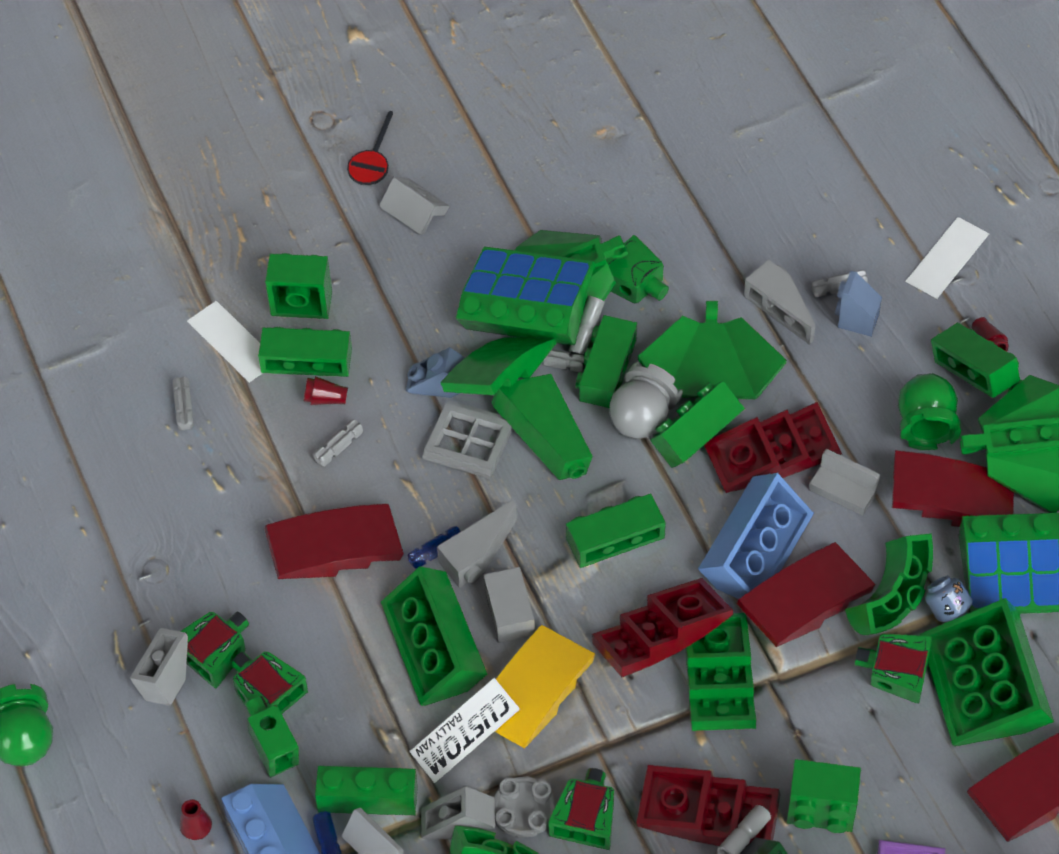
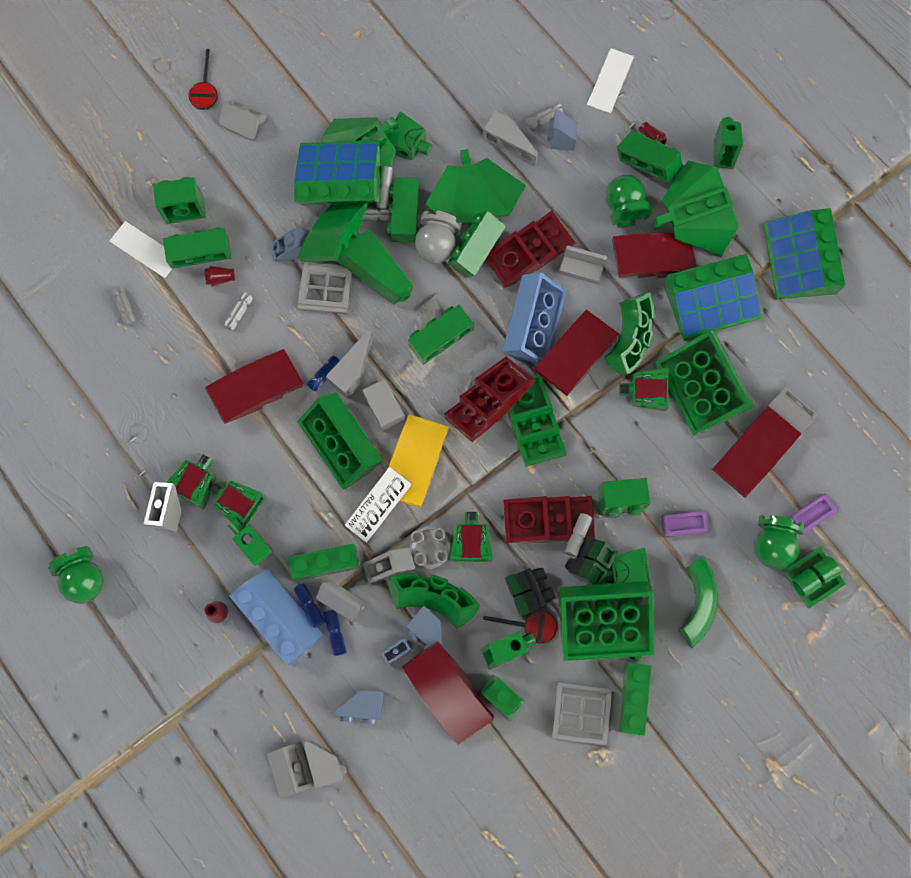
camera: 15 degrees left, 20 degrees up
(948, 599) = (670, 335): sand blue head -> none

